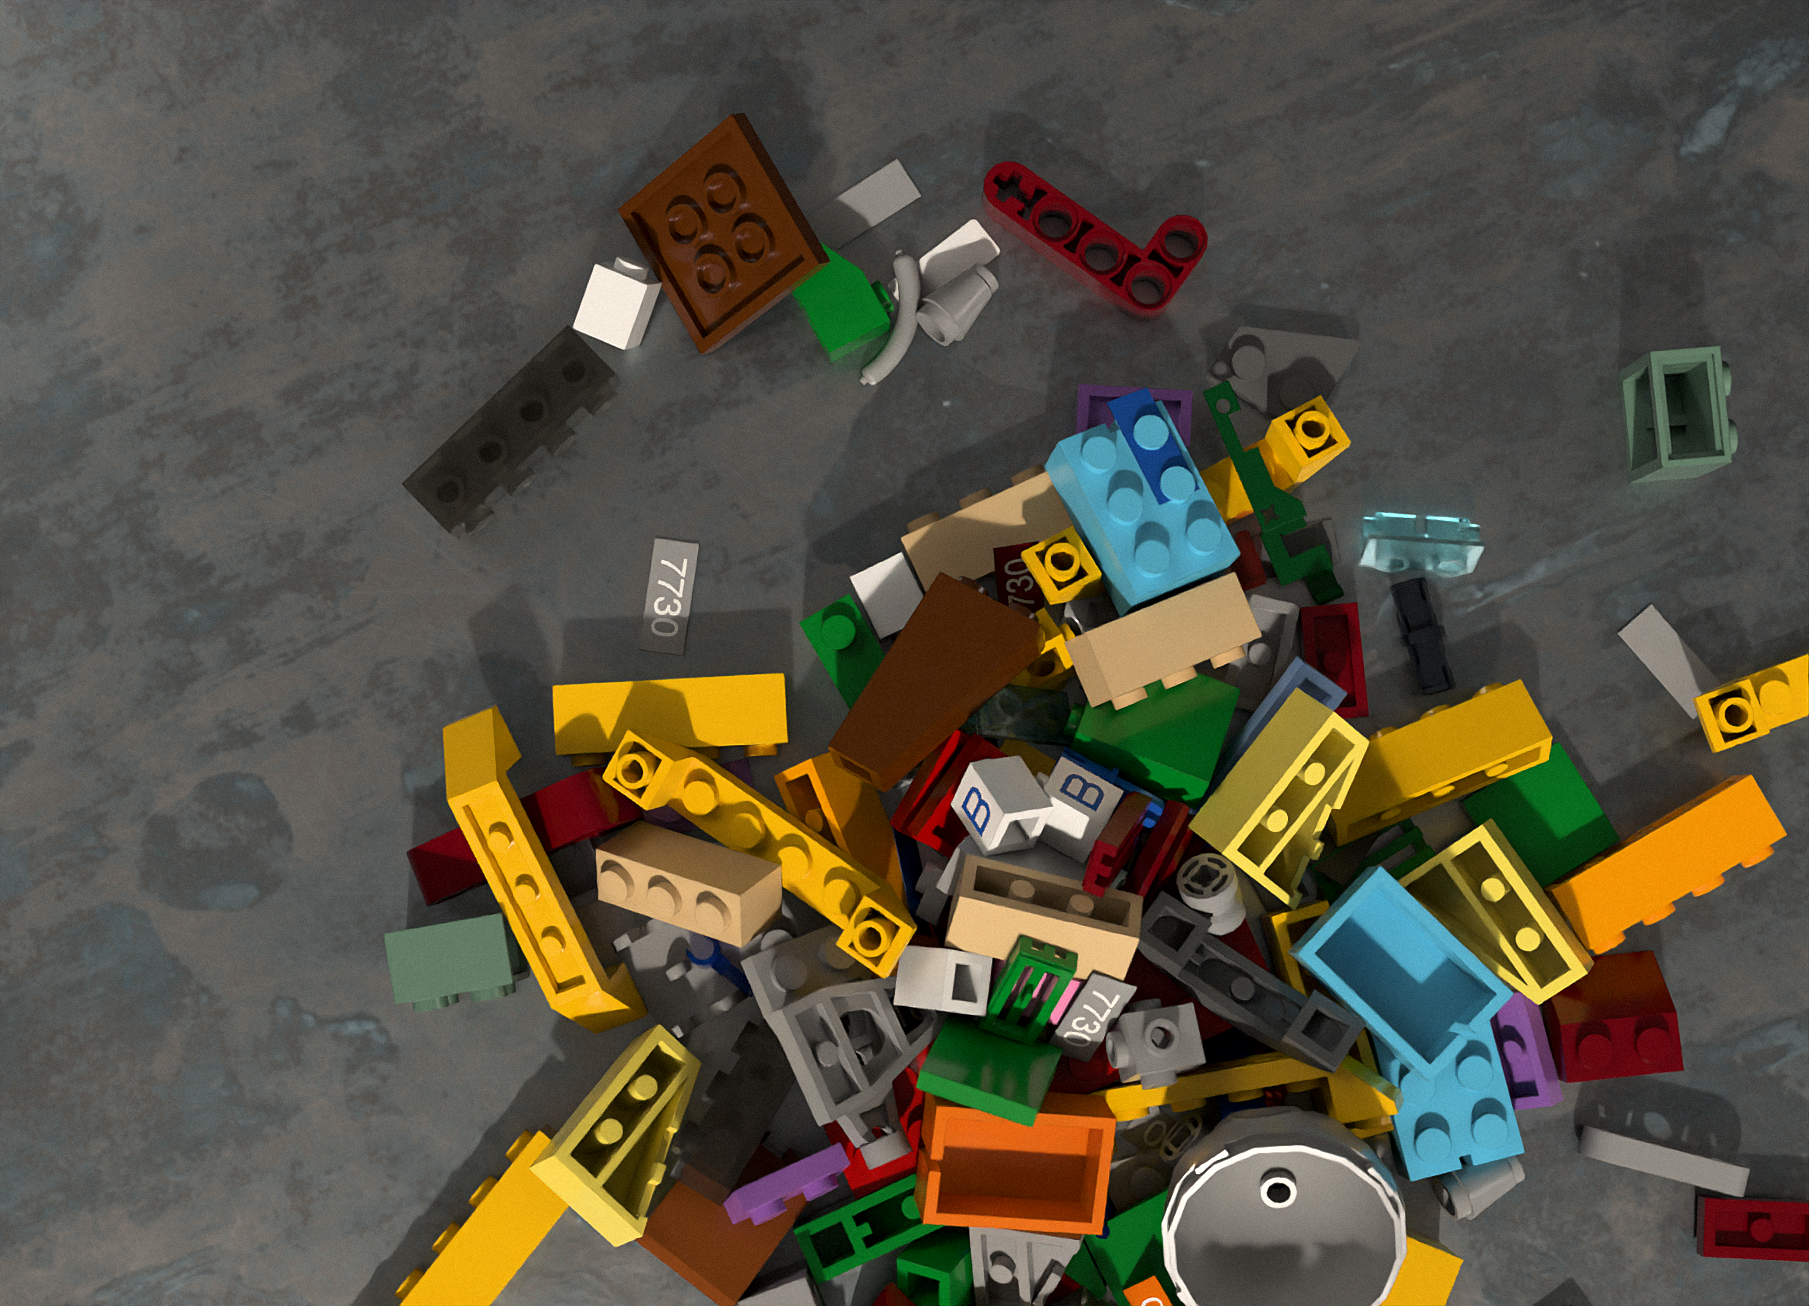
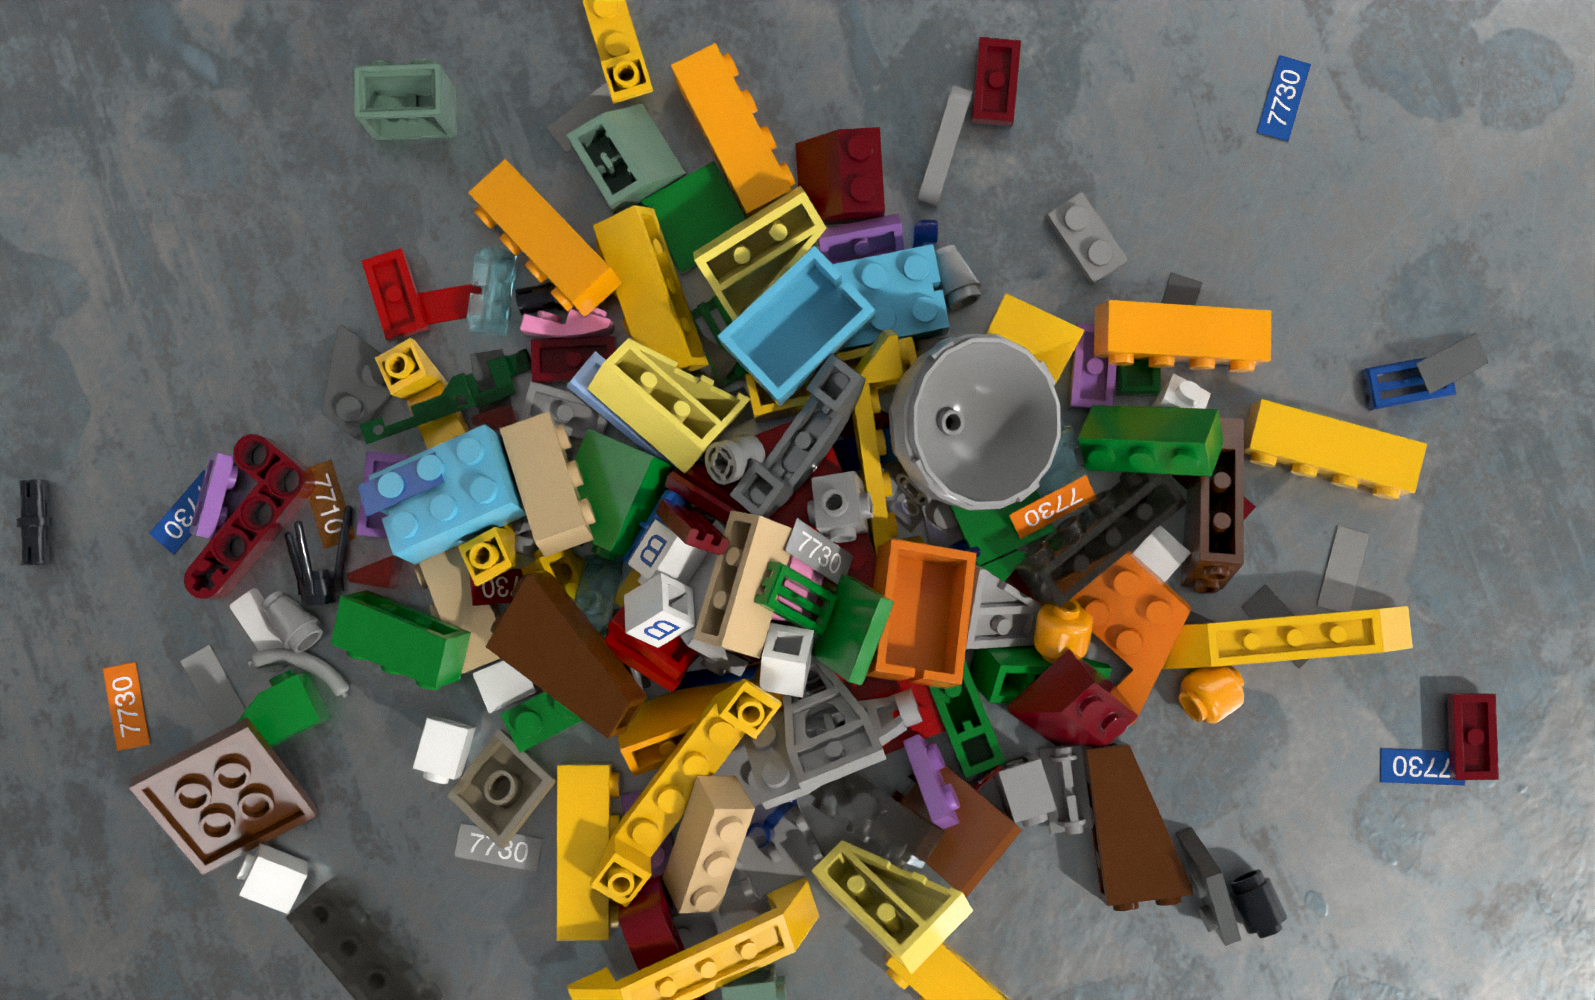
camera: 85 degrees left, 0 degrees up
(749, 598) = (501, 788): none -> dark tan slope
(795, 1254) = (983, 777): none -> red sticker
(797, 517) = (443, 749): none -> white brick
(833, 92) = (126, 706): none -> orange sticker
(942, 453) = (400, 639): none -> green brick
(1008, 329) = (316, 585): none -> black plant
(1027, 417) = (382, 573): none -> clear red slope
(1096, 156) = (175, 525): none -> blue sticker
(1113, 343) = (328, 504): none -> clear orange sticker
(1143, 194) = (218, 478): none -> medium lavender plate
(1382, 668) = (549, 325): none -> bright pink slope
(1395, 469) = (447, 303): none -> red sticker
(1407, 414) = (395, 295): none -> red plate
(1497, 615) = (545, 238): none -> light orange brick
(1539, 1137) = (925, 232): none -> clear blue hand
(1618, 717) = (625, 156): none -> sand green slope

